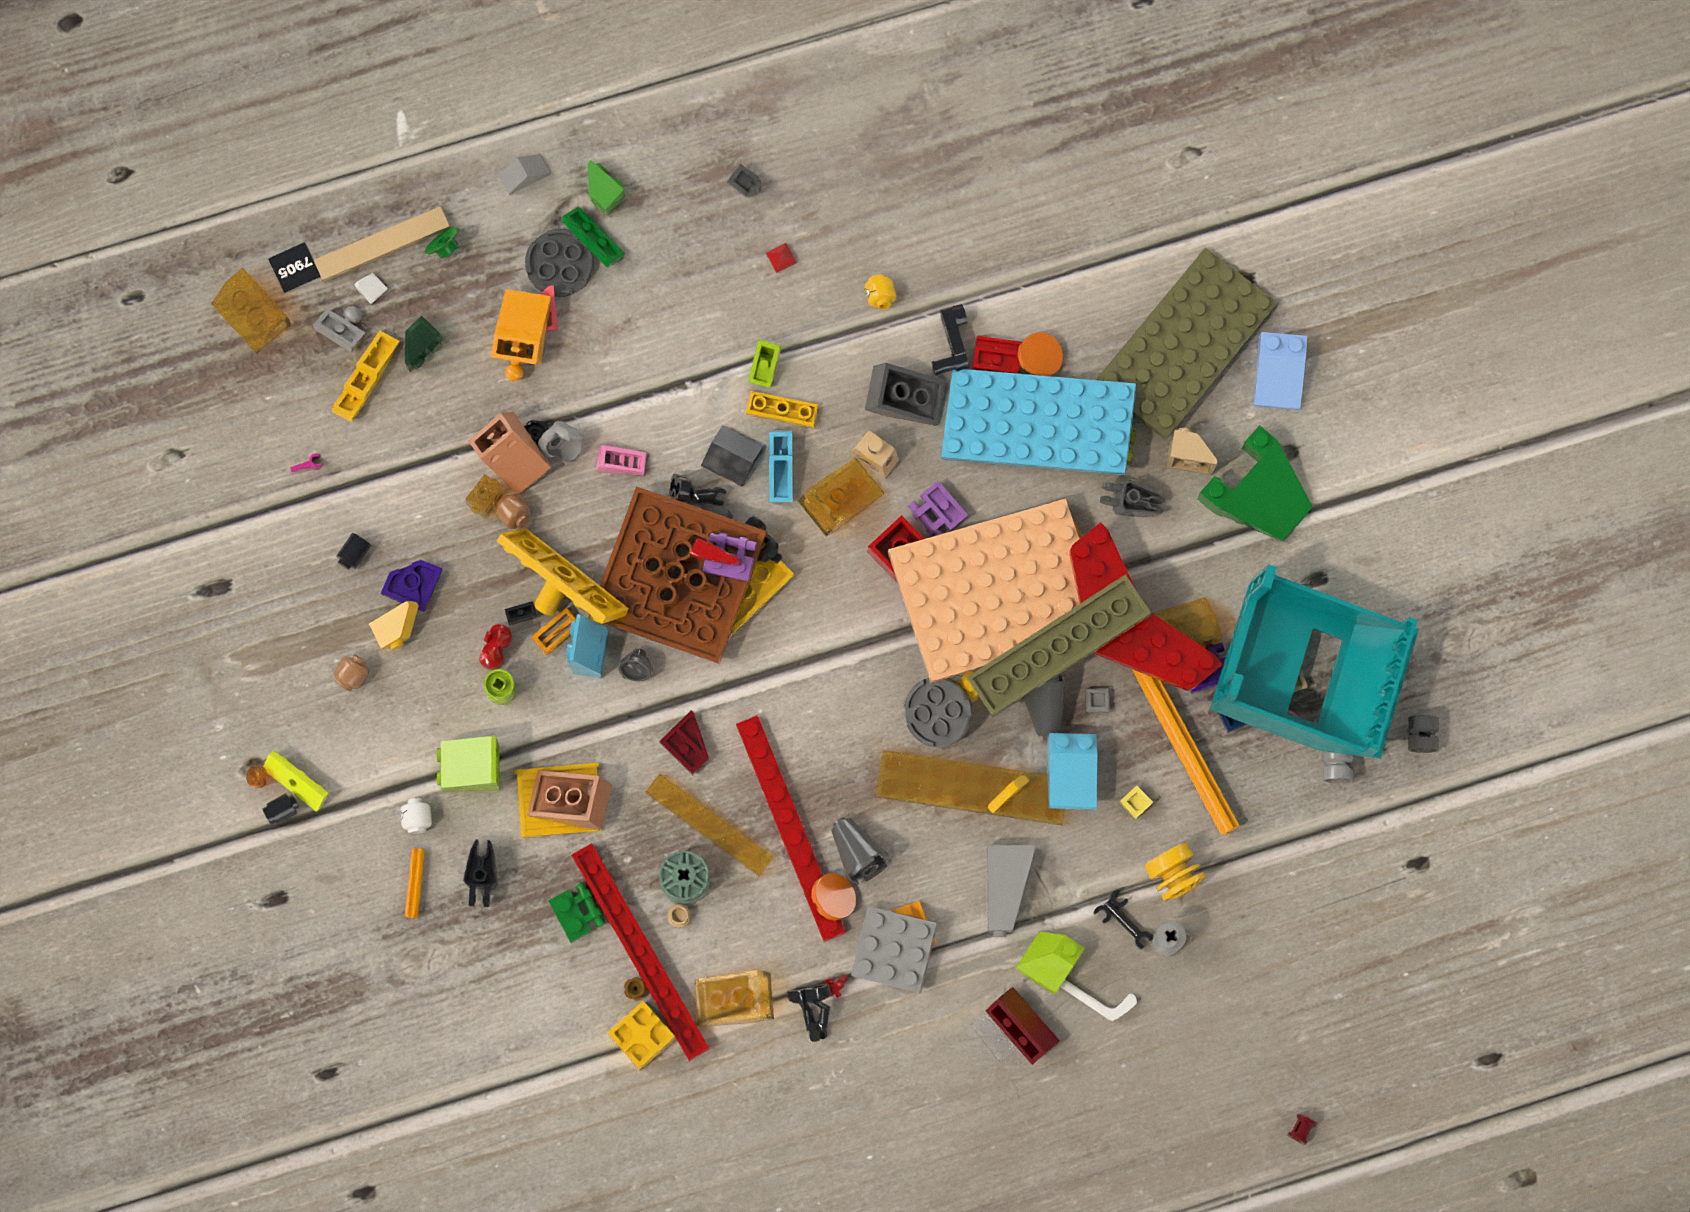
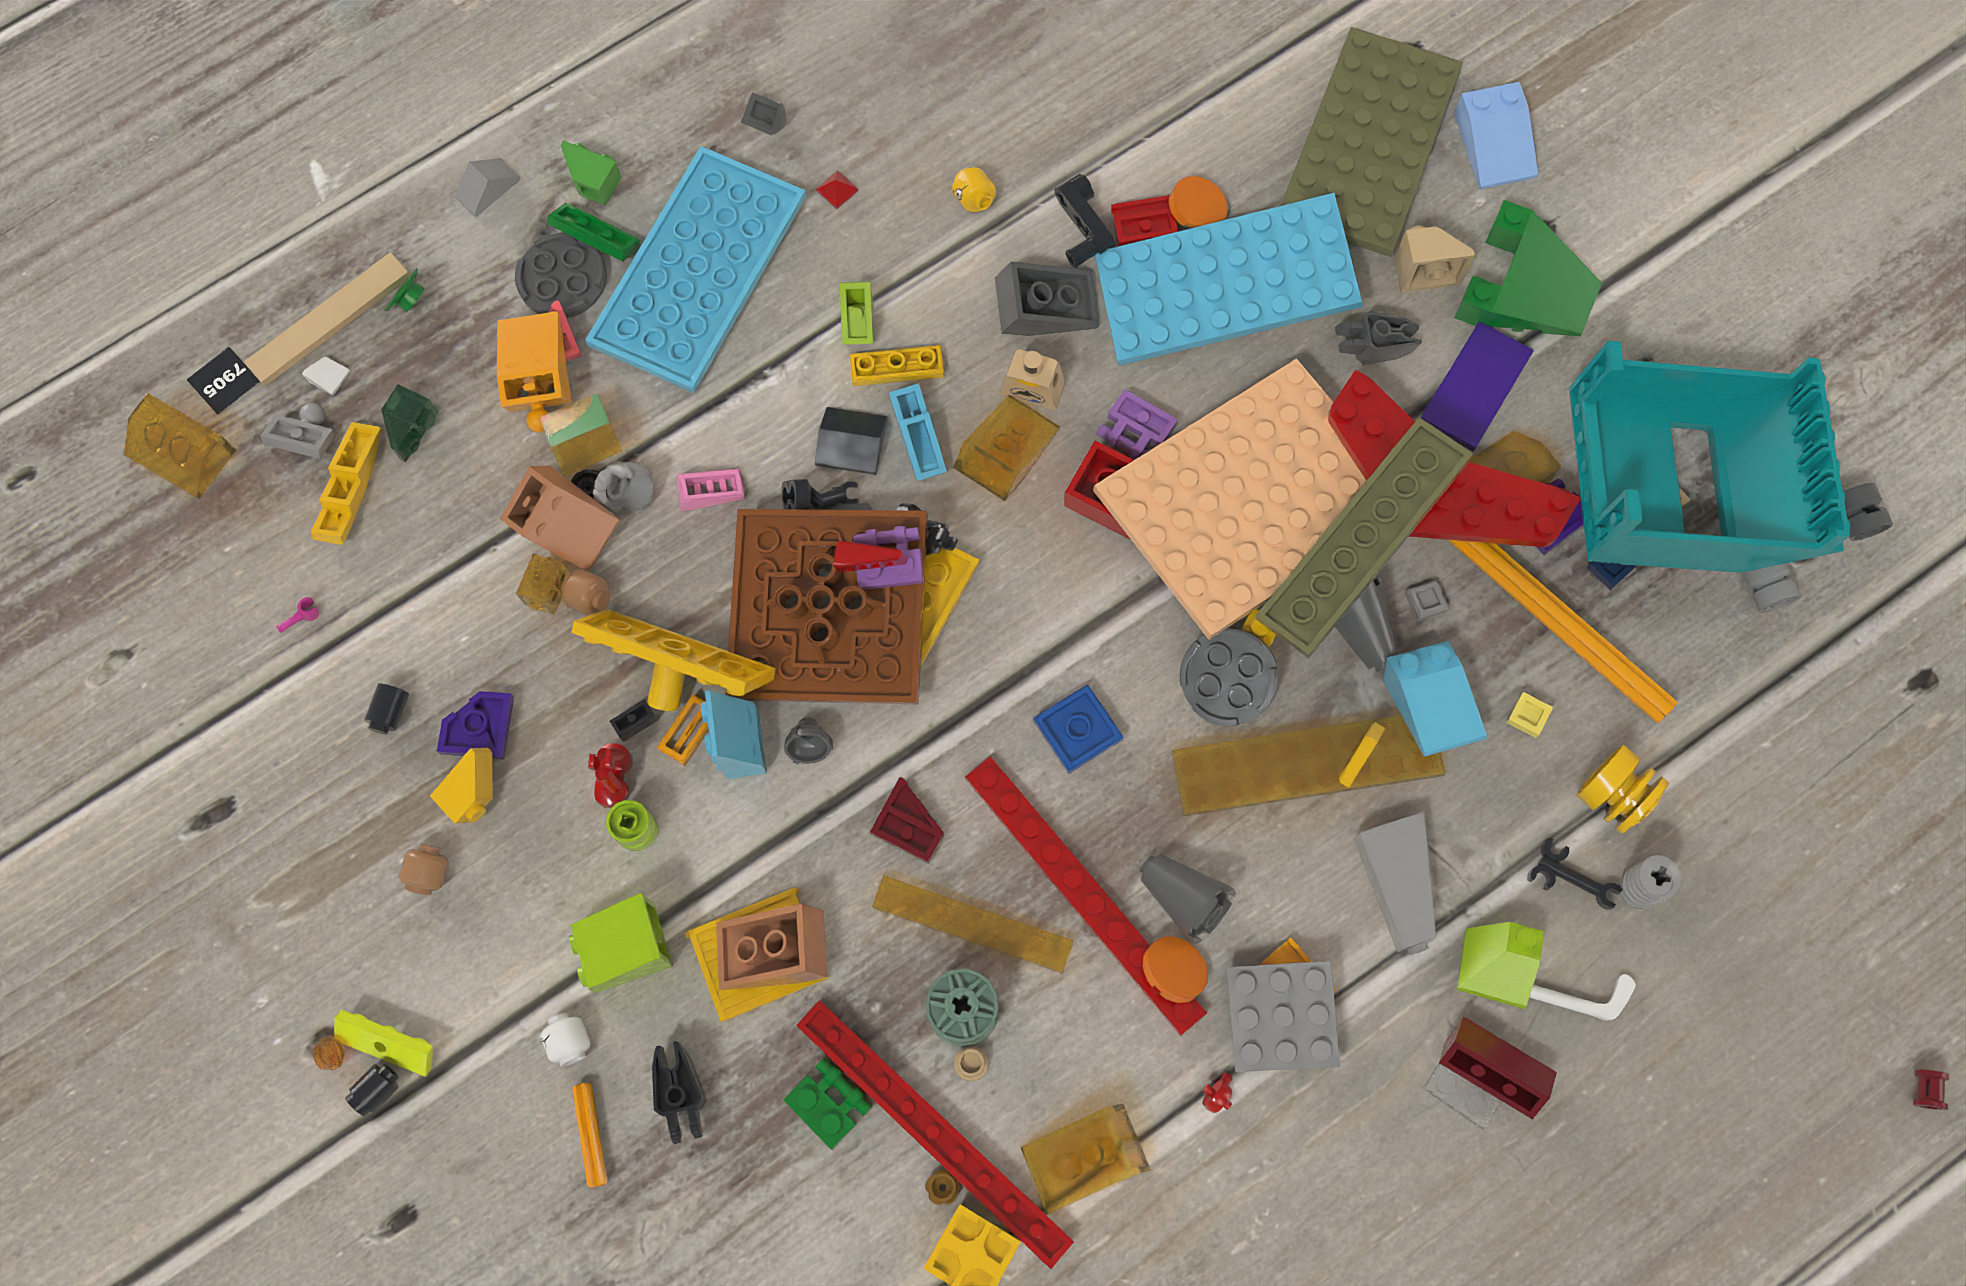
camera: 10 degrees left, 5 degrees down
(541, 394) = (580, 434): none -> clear yellow slope
(660, 289) = (696, 269): none -> medium azure plate
(815, 995) = (1198, 1117): black piece -> none
(823, 715) = (1078, 729): none -> blue plate
(1191, 556) = (1476, 385): none -> dark purple tile

